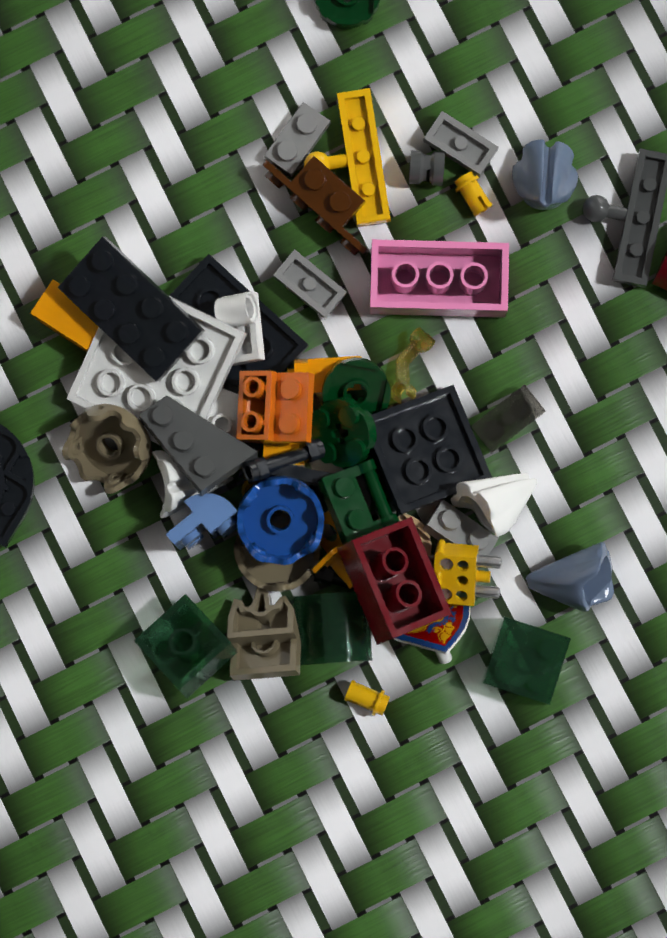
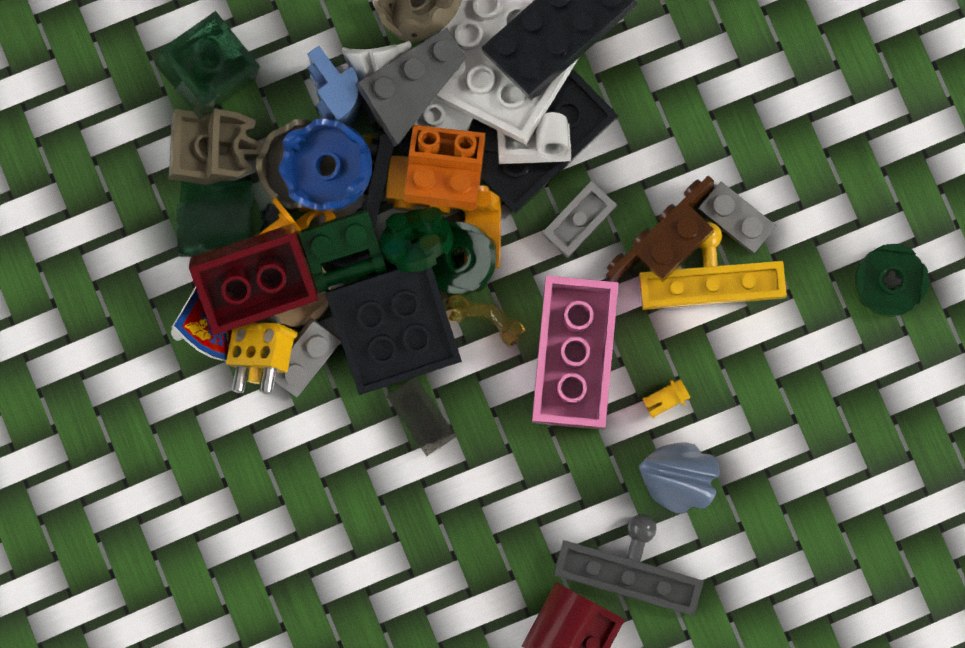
camera: 95 degrees right, 0 degrees up
(261, 468) = (380, 145): black bar -> none
(367, 698) = (142, 249): yellow pin -> none
(426, 168) = (696, 350): dark grey wheel -> none
(460, 144) = (720, 389): light grey plate -> none
(495, 500) = (335, 398): white hat -> none
(526, 661) = (164, 414): clear green brick -> none
(576, 579) = (246, 476): sand blue hat -> none

